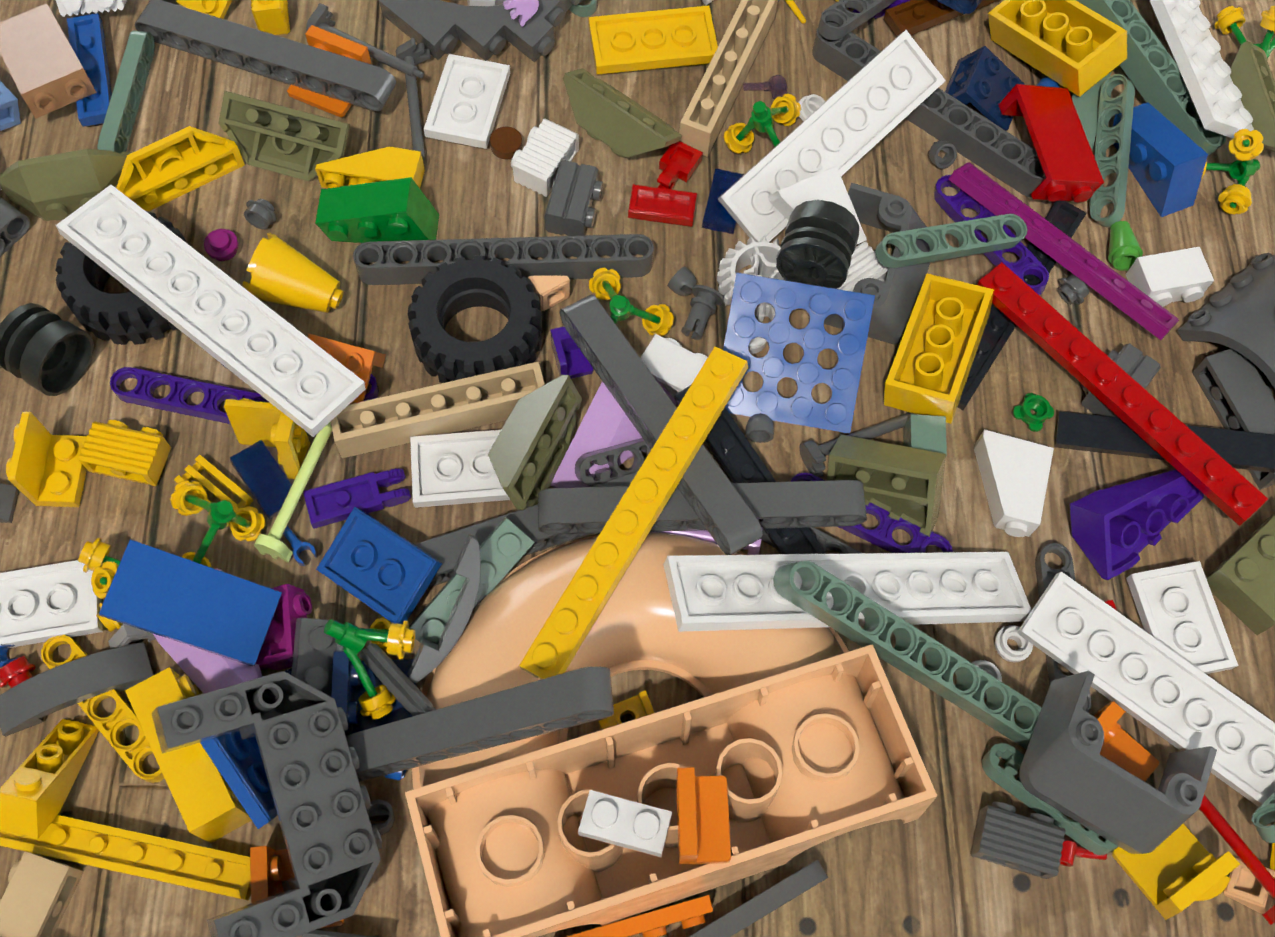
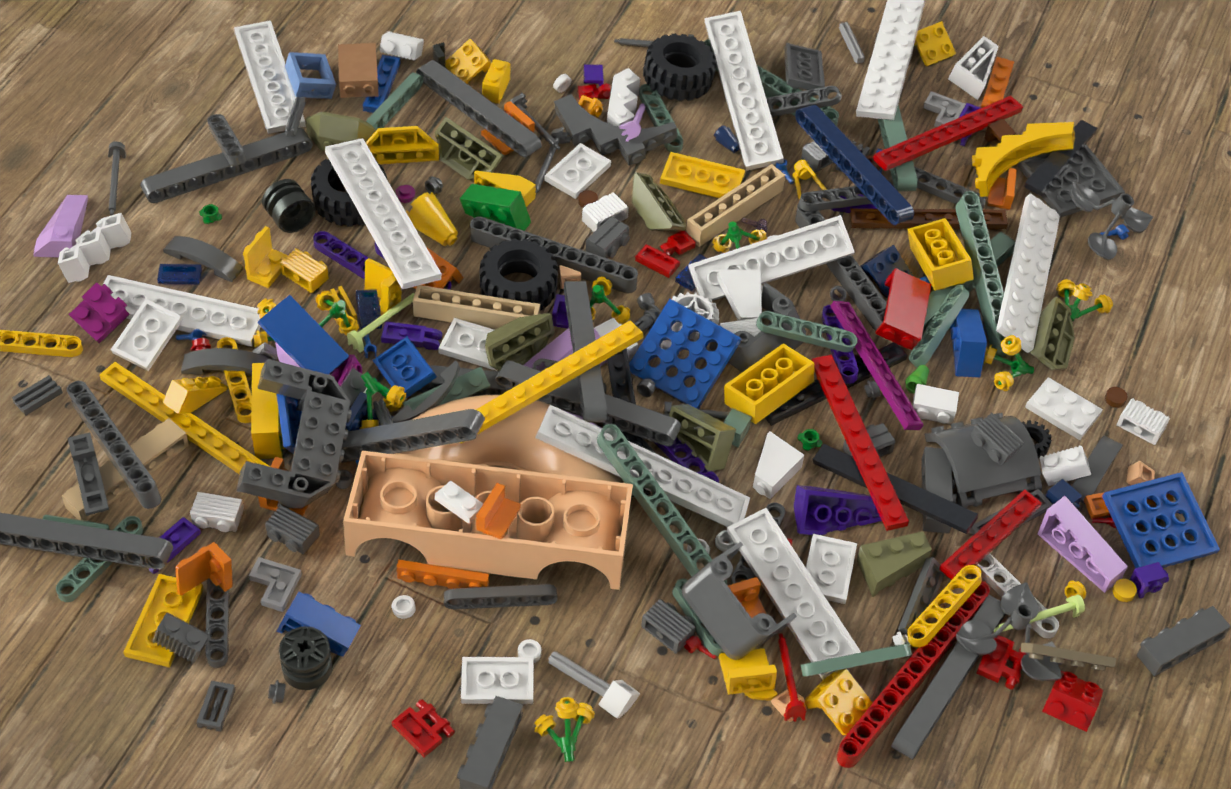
camera: 25 degrees right, 15 degrees down
(818, 244) = (725, 302): pearl dark grey wheel -> none

